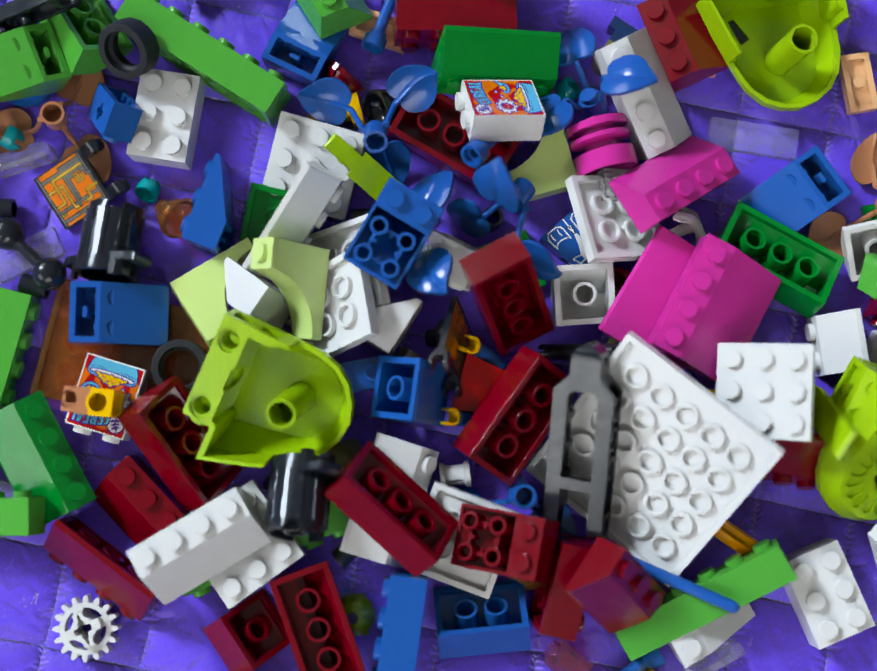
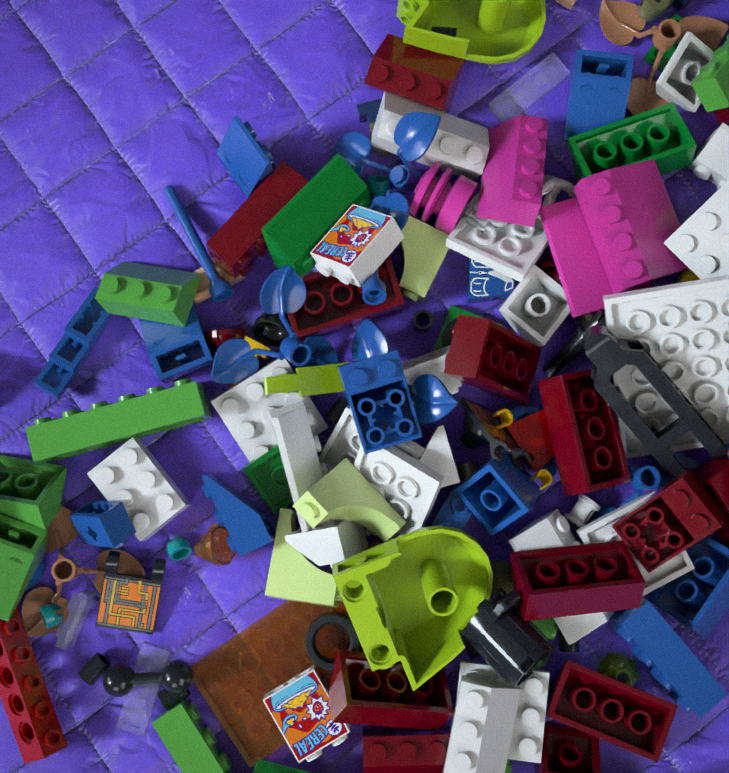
camera: 40 degrees left, 0 degrees up
(93, 401) = (304, 729): leg -> none
(110, 244) = (197, 613): black container -> none
(111, 53) = (64, 488): black tyre -> none
(118, 313) = (253, 652): blue slope -> none
(497, 185) = (418, 294): blue plant -> none

